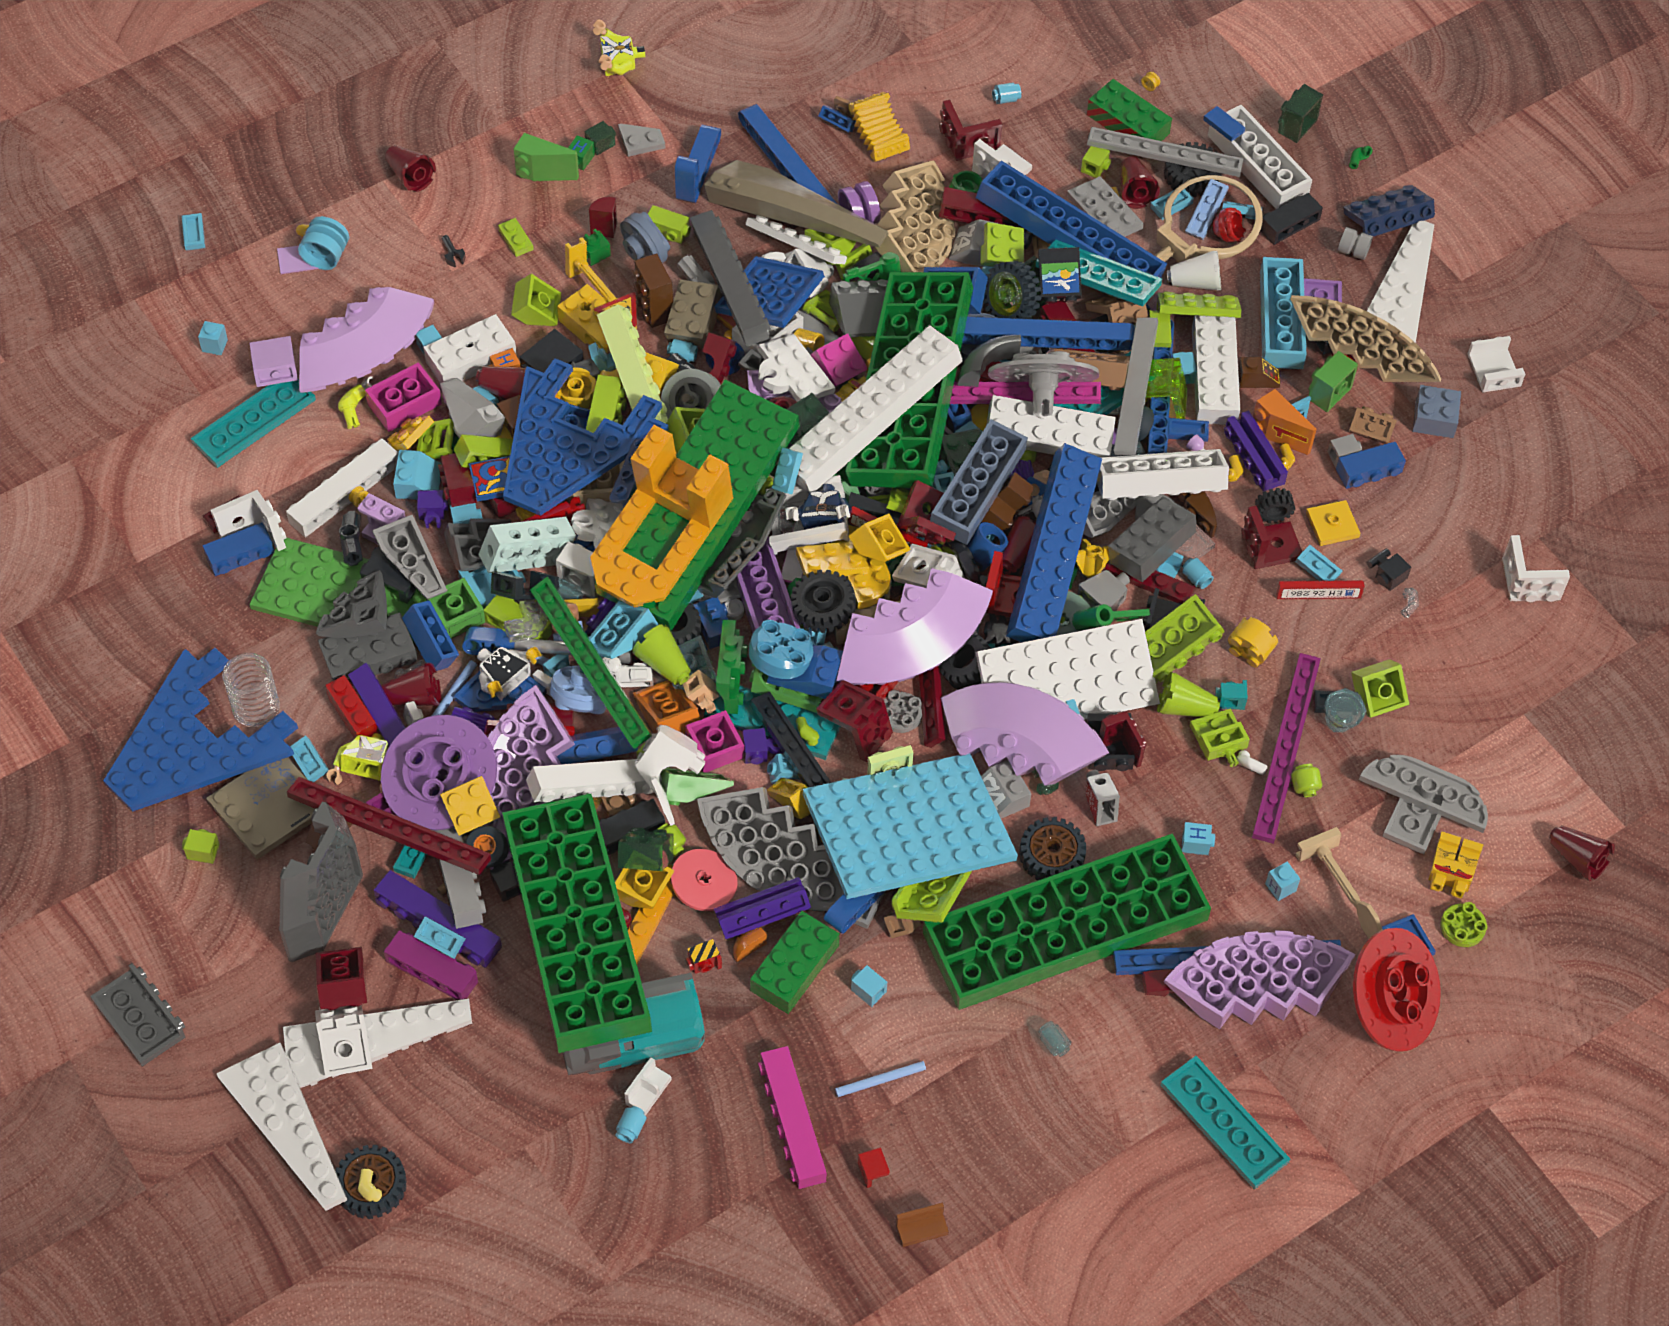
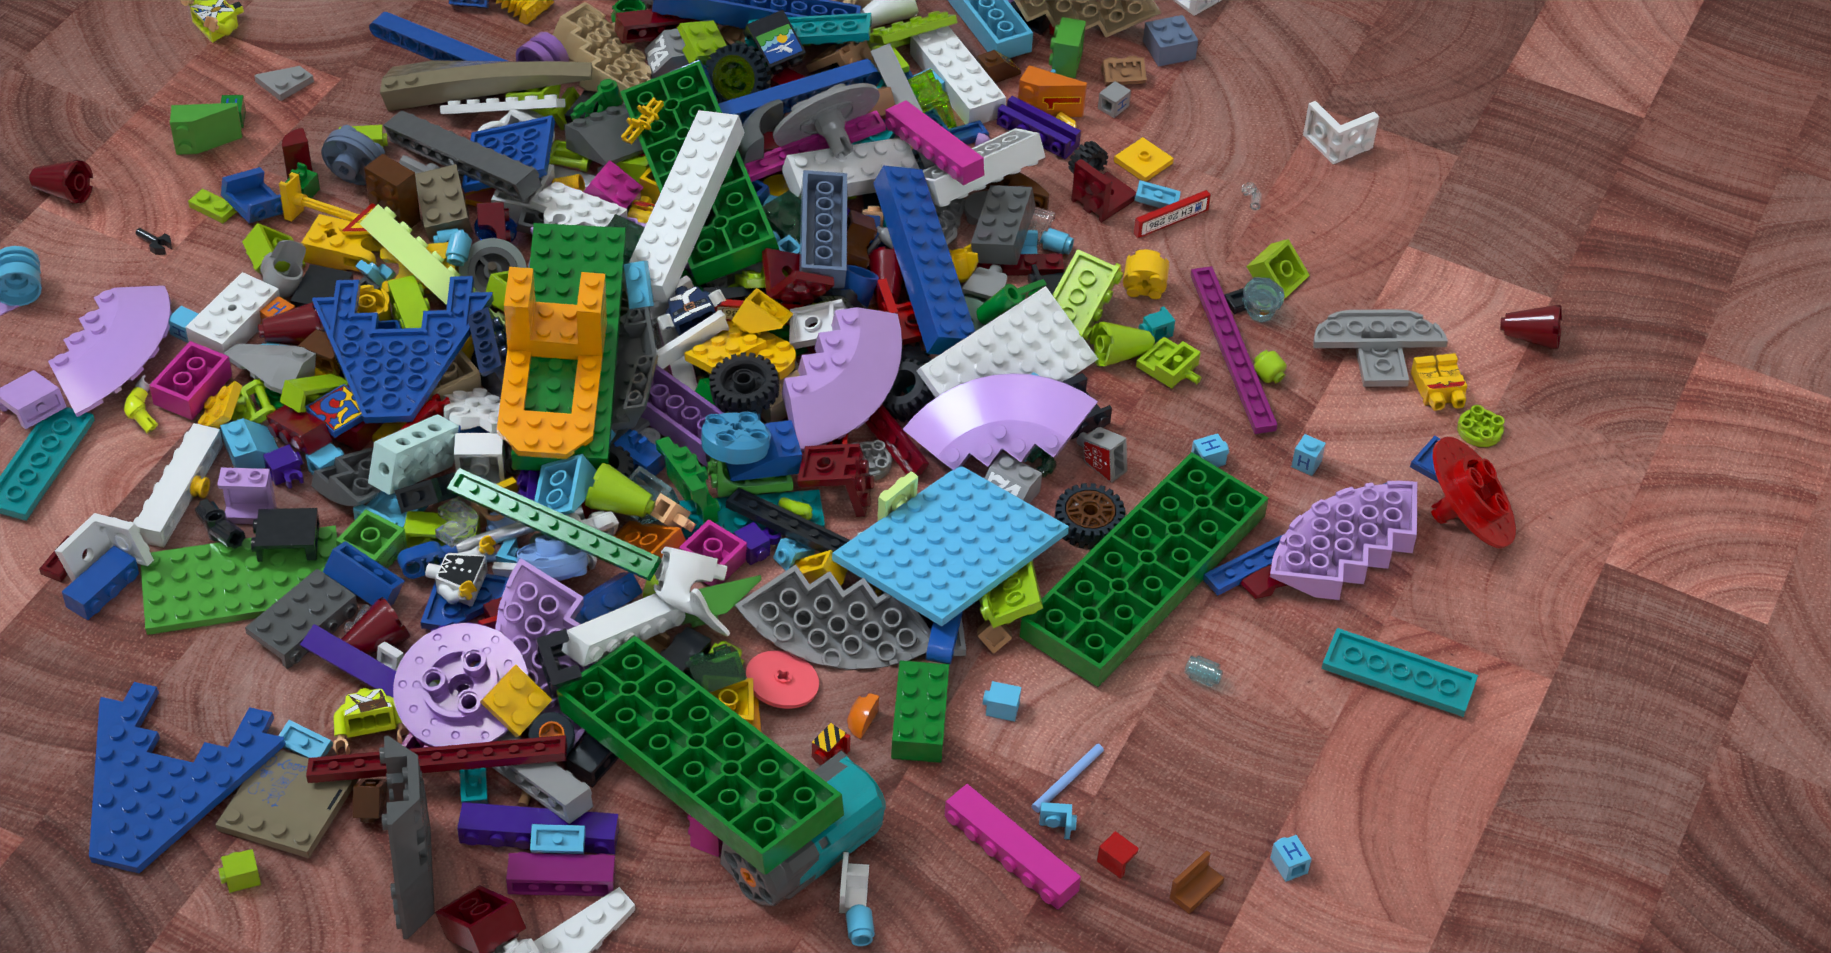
camera: 30 degrees left, 10 degrees down
(267, 685) = (185, 696): clear piece -> none
(350, 708) = (319, 676): red brick -> none
(359, 612) = (274, 582): dark grey brick -> none
(409, 553) = (300, 503): light grey wedge -> none
(455, 688) = (415, 615): light blue bar -> none
(509, 788) = (548, 652): none -> black panel
(525, 333) = (287, 281): none -> light grey piece
(547, 241) = (251, 196): none -> blue panel
(602, 136) = (248, 88): clear green brick -> none
(668, 369) = (458, 248): none -> medium azure brick
(692, 171) = (358, 81): blue beam -> none
(762, 908) = (859, 676): dark purple brick -> none
(846, 1108) = (1058, 815): none -> medium azure bracket
(895, 306) = (640, 124): none -> yellow piece
(1014, 1242) = (1290, 857): none -> medium azure brick
(1124, 729) = (1098, 388): dark red bracket -> none
(1126, 438) = (935, 142): none -> dark pink brick
(1249, 763) = (1211, 373): white arm -> none
(1321, 846) = (1402, 450): tan piece -> none
(1370, 465) = (1144, 102): blue brick -> none
(1390, 571) = (1221, 176): black brick -> none

